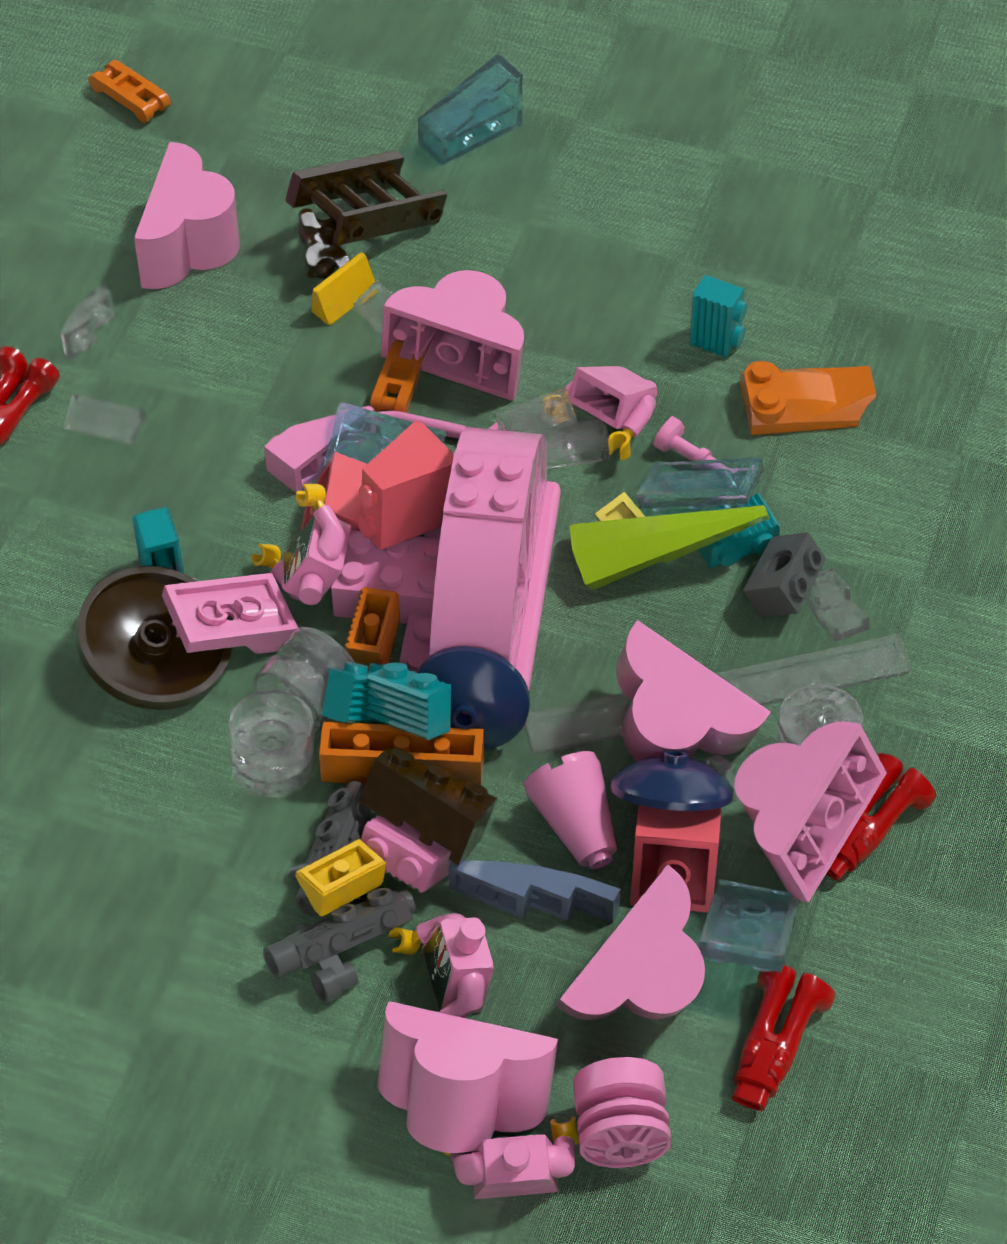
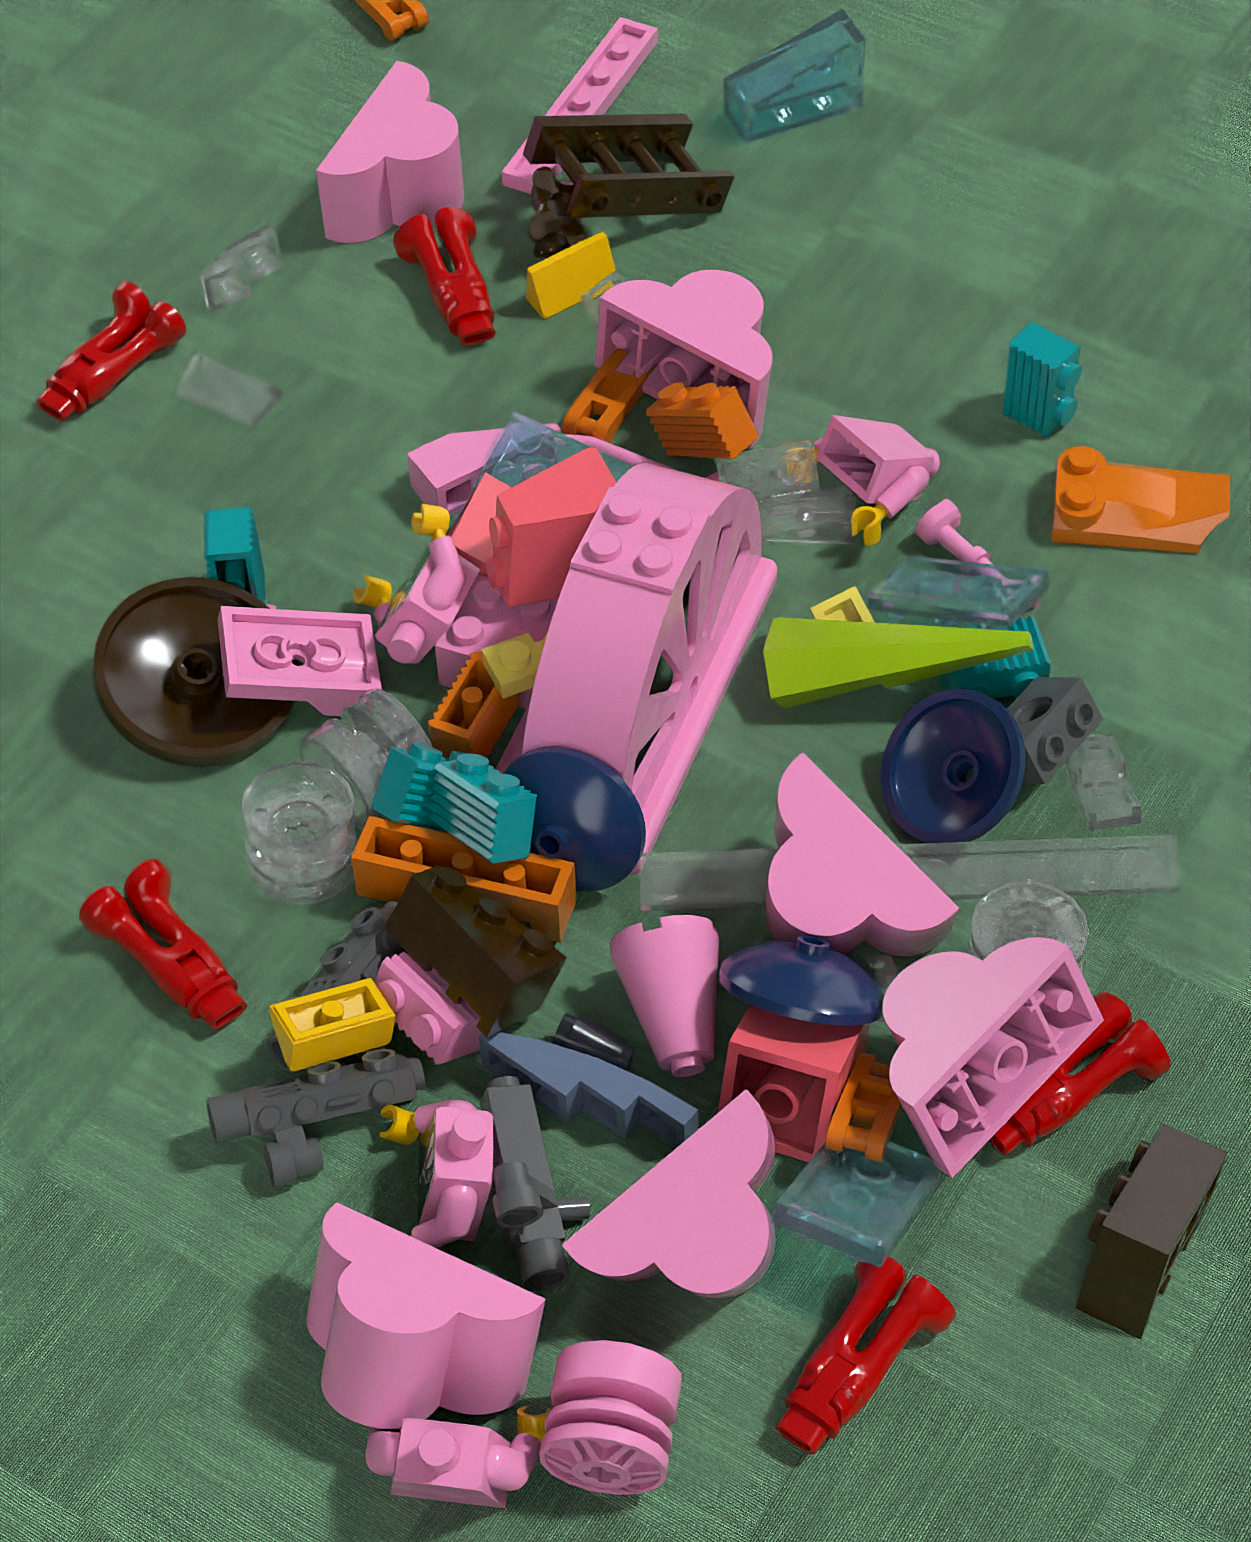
camera: 15 degrees right, 0 degrees up
(213, 857) = (188, 968): none -> red piece
(261, 317) = (460, 295): none -> red piece
(312, 146) = (591, 88): none -> bright pink plate
(404, 590) = (513, 663): none -> light yellow plate
(478, 387) = (702, 421): none -> orange brick
(513, 971) = (525, 1188): none -> dark grey piece
(527, 853) = (591, 1038): none -> black cone
(712, 606) = (930, 760): none -> dark blue dish
(738, 865) = (869, 1105): none -> orange plate
(952, 911) = (1148, 1227): none -> dark brown wedge

